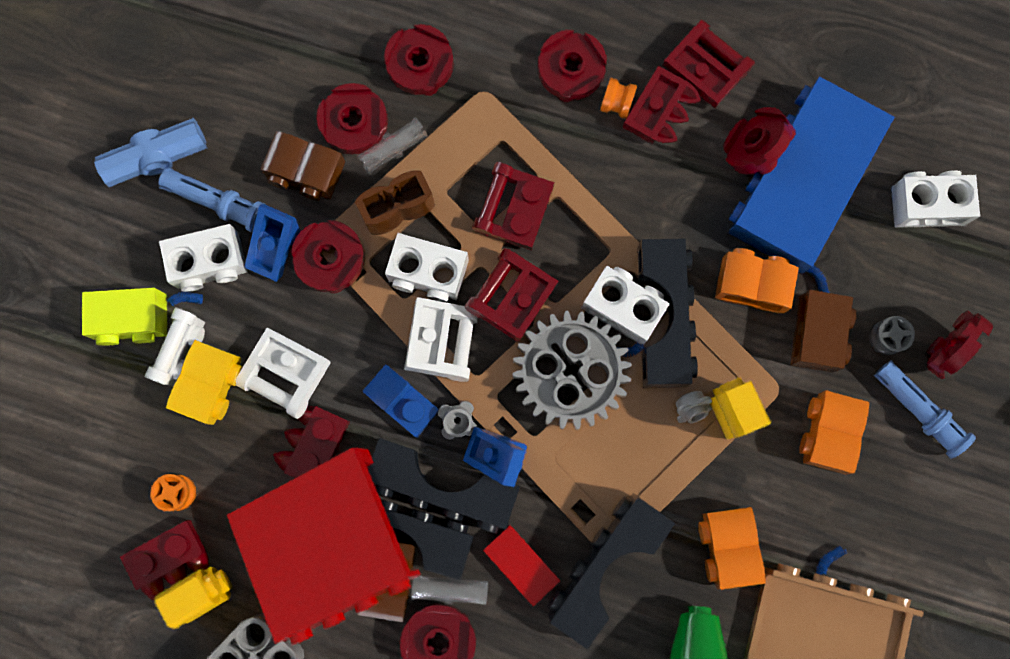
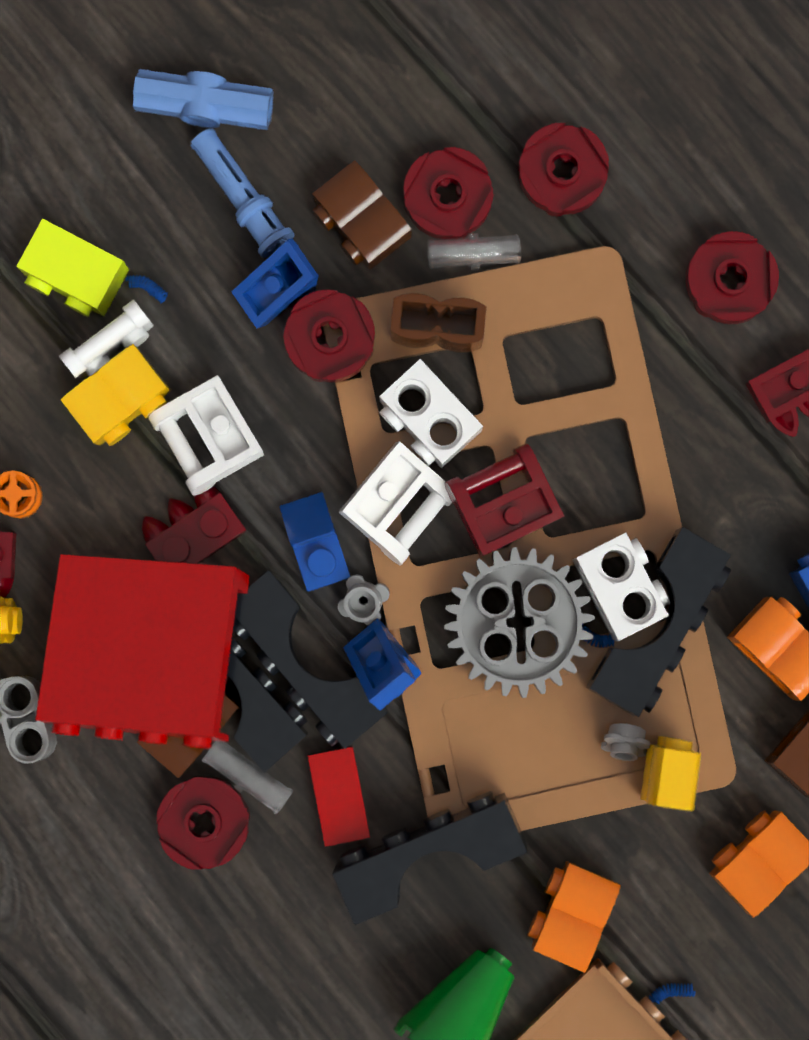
camera: 30 degrees right, 5 degrees up
(203, 248) = (198, 245): white brick -> none
(525, 209) = (575, 414): dark red plate -> none
(618, 98) = (760, 348): orange wheel -> none

